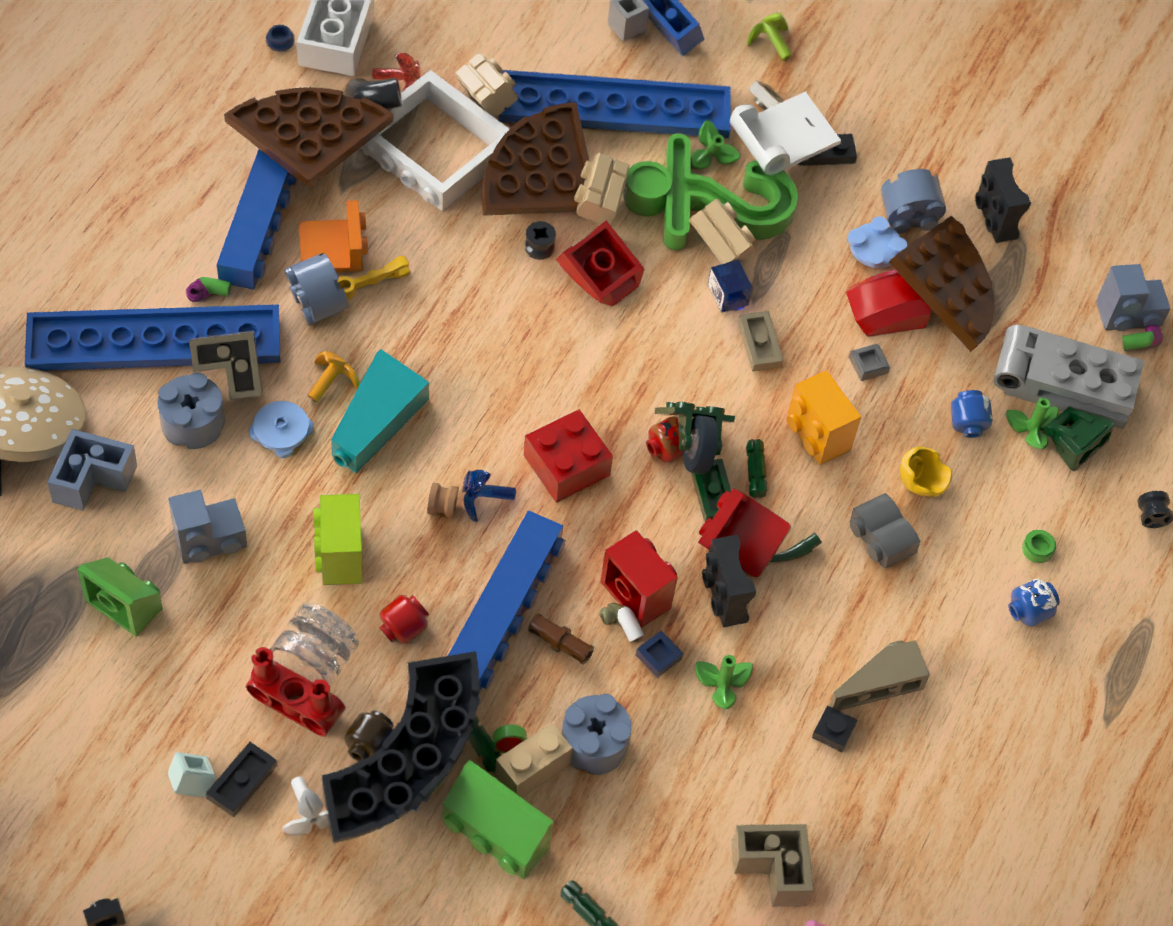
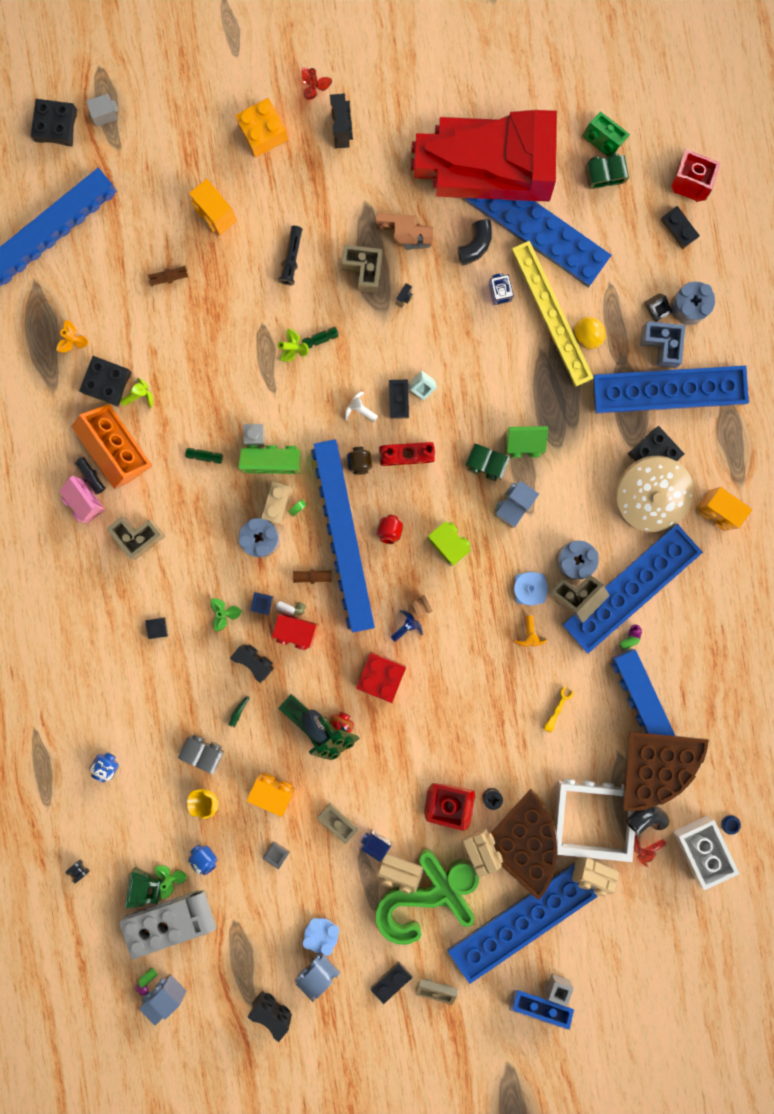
camera: 150 degrees right, 30 degrees up
(87, 462) = (600, 491): sand blue brick -> none
(196, 609) = (487, 462): none -> dark green brick
(315, 643) = (415, 479): clear wheel -> none
(316, 288) = (575, 675): sand blue brick -> none
(337, 239) = (593, 713): orange bracket -> none
(377, 411) = (491, 631): teal slope -> none
(413, 756) = (322, 454): black brick -> none
(483, 745) = (307, 494): dark green axle -> none
(491, 877) = (254, 434): none -> light grey brick
(714, 142) = (443, 934): bright green plant -> none
(756, 468) = (288, 744): dark green axle -> none
(756, 526) = (265, 698): red bracket -> none
(770, 26) = (478, 1047): lime plant -> none
(781, 133) = (415, 969): white door -> none
(887, 305) = (290, 901): red slope -> none
(890, 673) = (150, 672): dark tan slope -> none
(951, 280) = (264, 938): reddish brown plate -> none
(1039, 546) = (123, 806): bright green tile -> none

